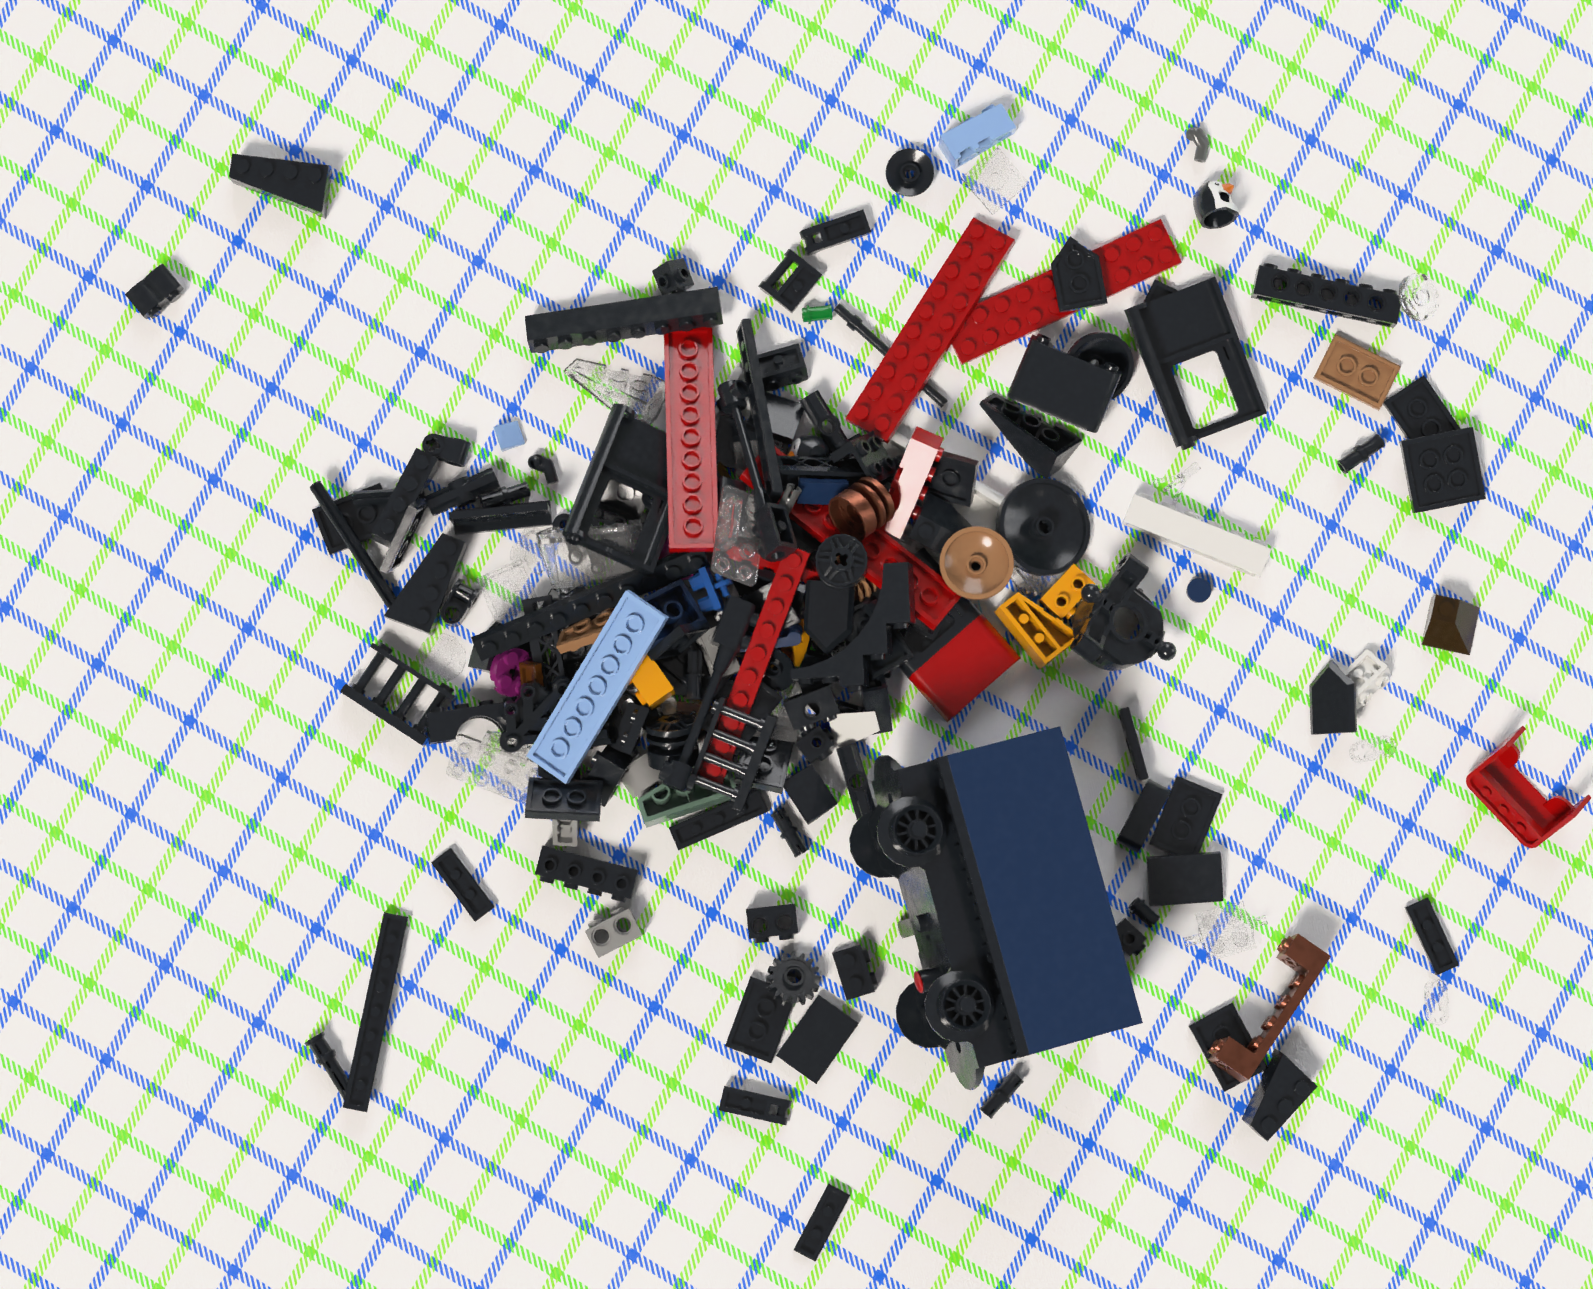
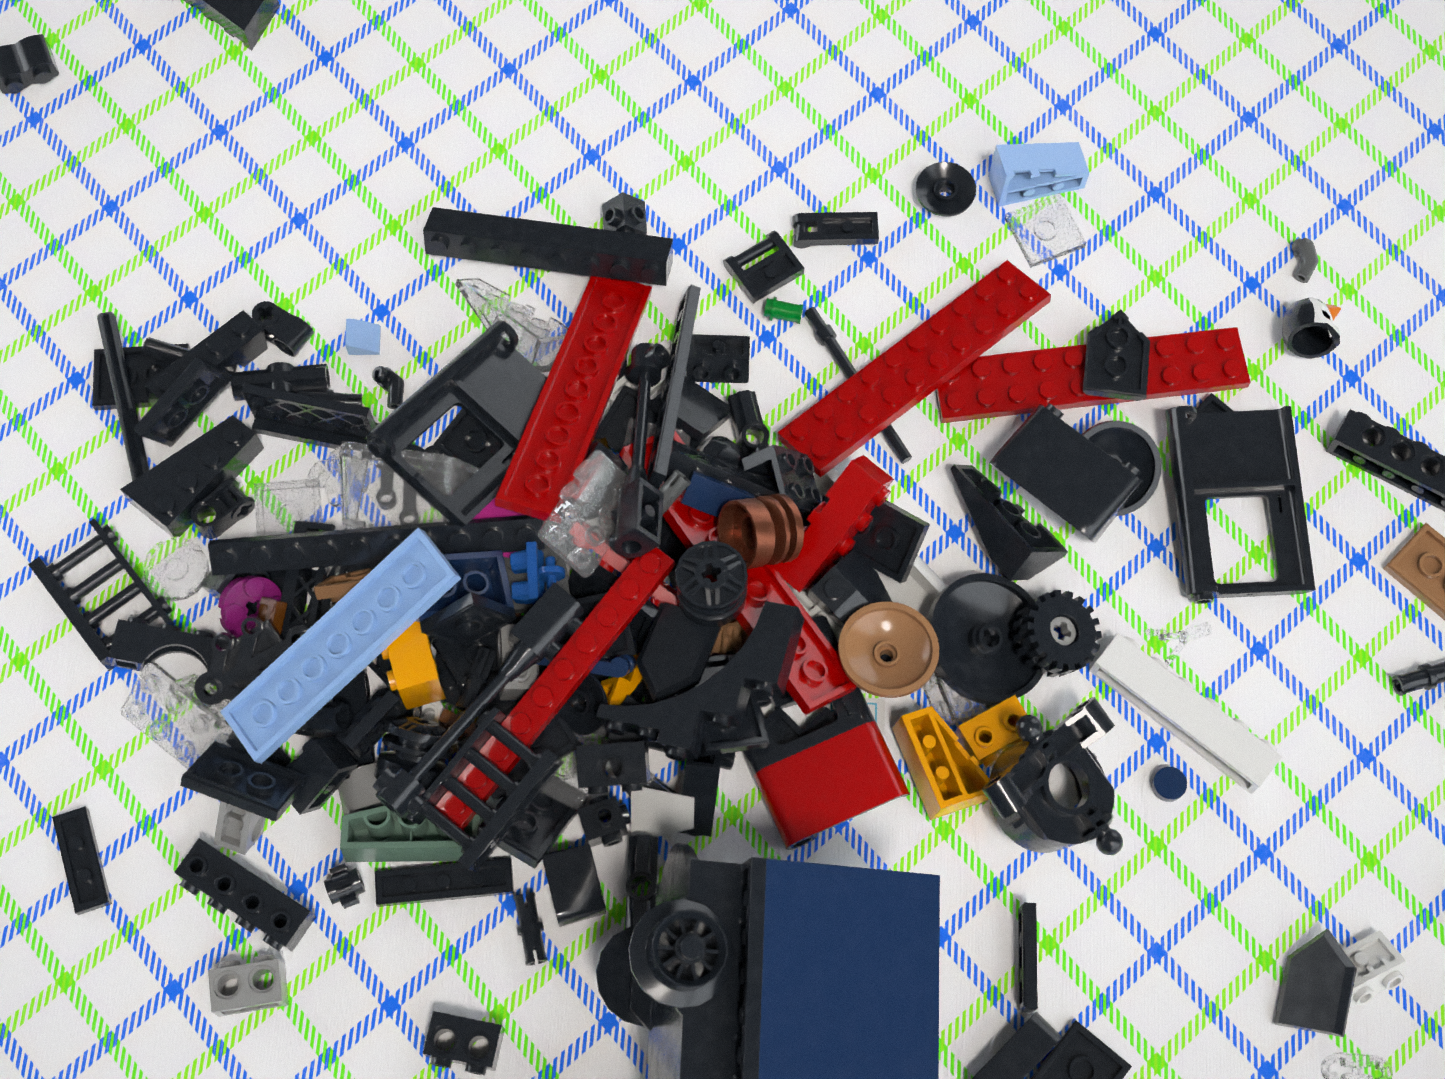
camera: 15 degrees right, 15 degrees down
(653, 844) = (344, 885): none -> black gear
(1080, 518) = (1041, 642): none -> black bush

